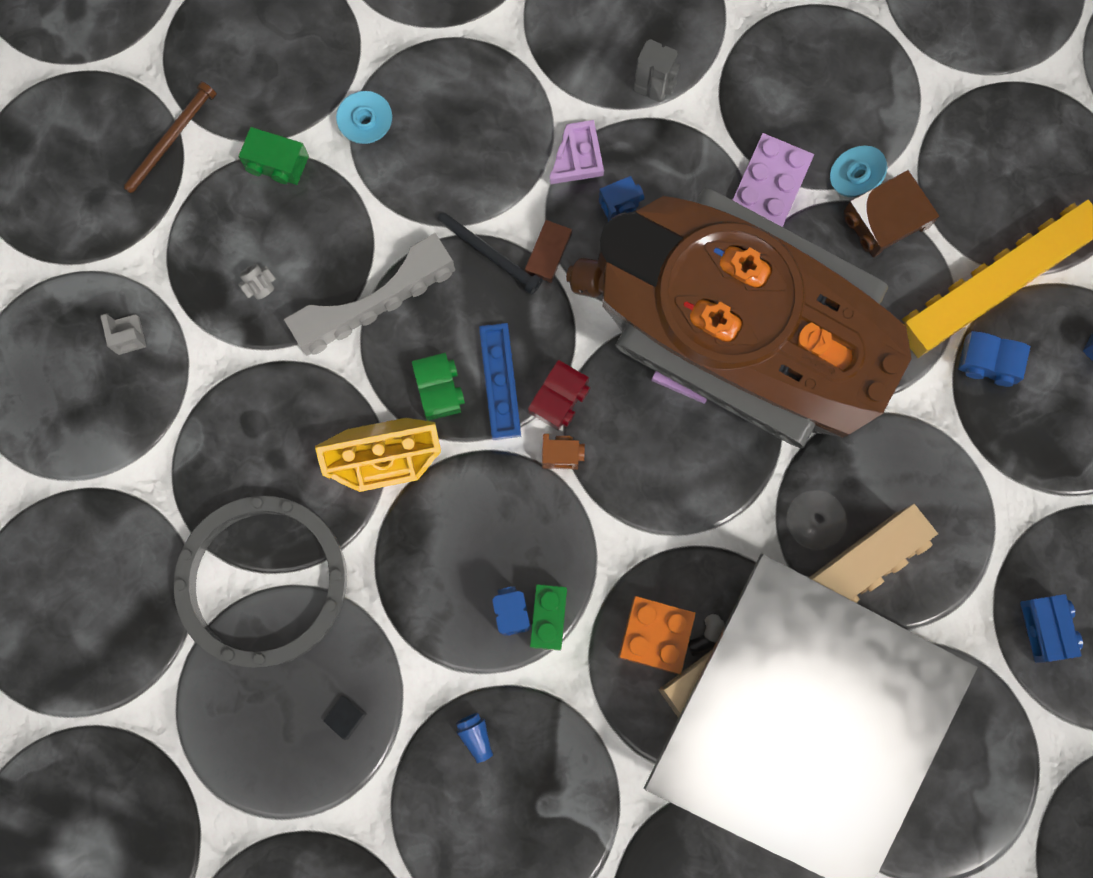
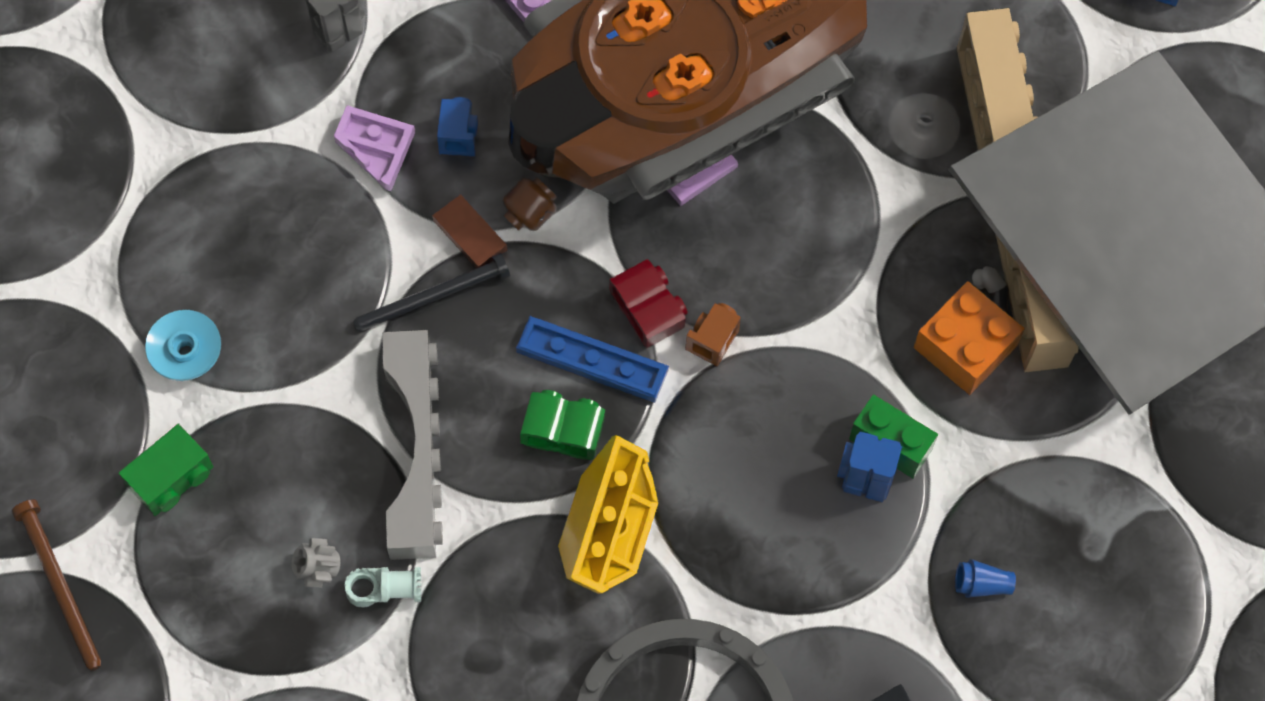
camera: 65 degrees left, 10 degrees down
(266, 335) = (386, 585): none -> light aqua connector

